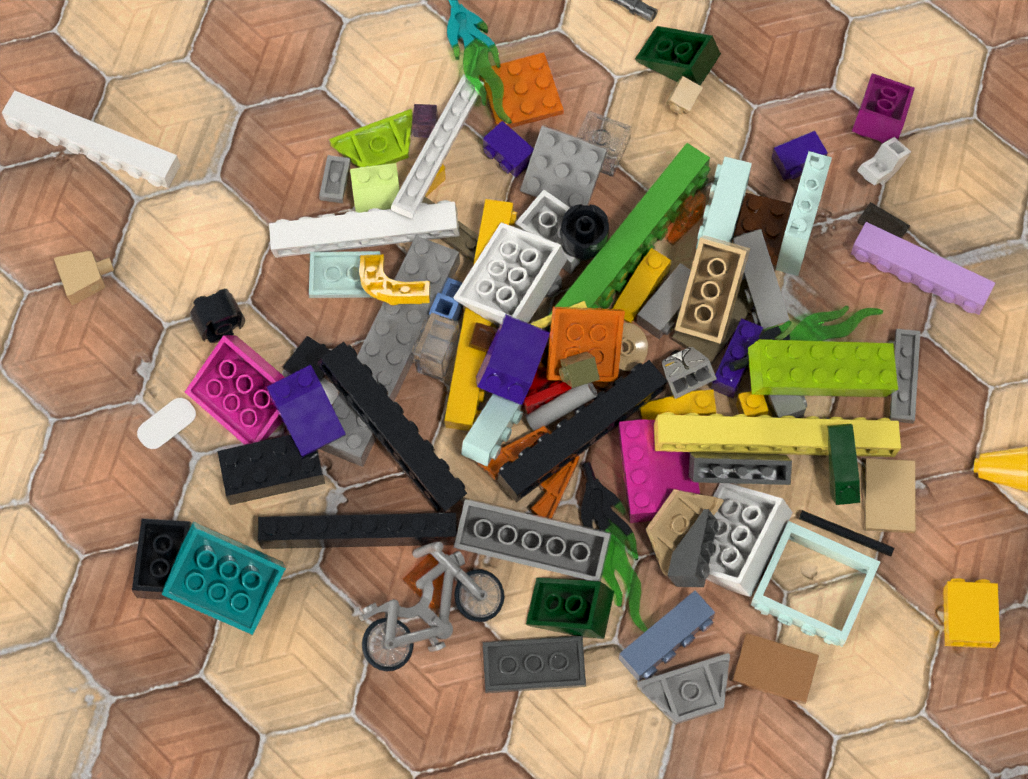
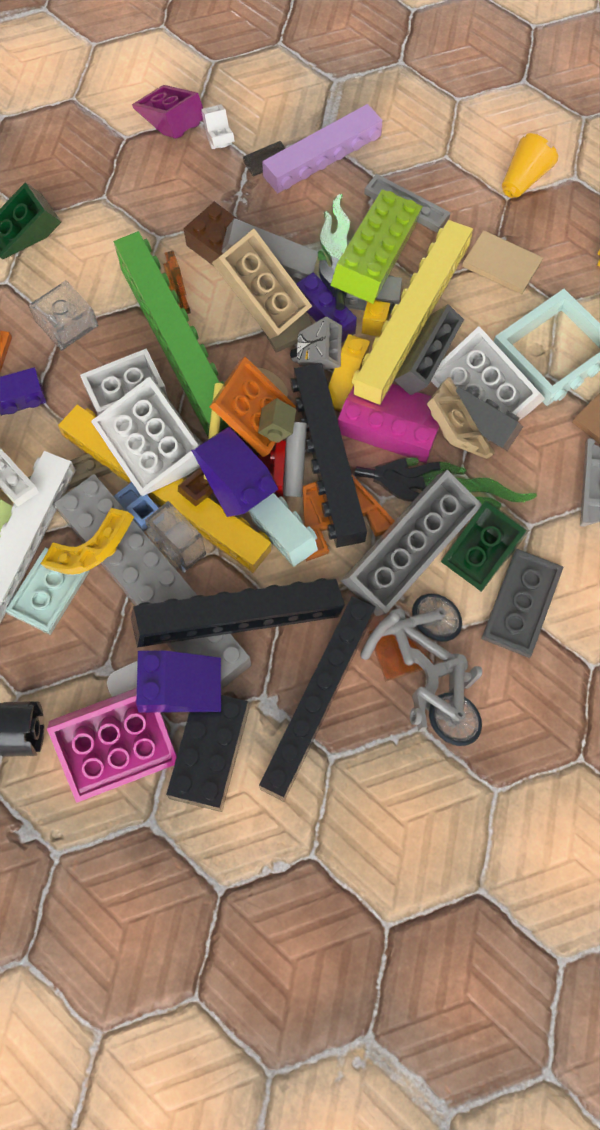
camera: 65 degrees left, 0 degrees up
(156, 555) = (251, 907): black brick -> none
(166, 423) = (98, 838): white sticker -> none
(223, 578) = (305, 852): teal slope -> none
(307, 354) = (116, 663): black piece -> none
(564, 167) = (67, 350): light grey plate -> none
(584, 231) = (146, 354): black brick -> none
(643, 284) = (215, 344): yellow slope -> none
(664, 306) = (243, 332): light grey brick -> none
(666, 636) = (550, 479): sand blue brick -> none
(683, 96) = (62, 234): tan brick -> none
(725, 200) = (192, 250): light aqua brick -> none
(792, 155) = (171, 182): dark purple brick -> none
(803, 213) = (211, 153): light aqua window -> none
(843, 465) = (470, 273): dark green slope -> none
(846, 533) = (520, 306): black bar -> none

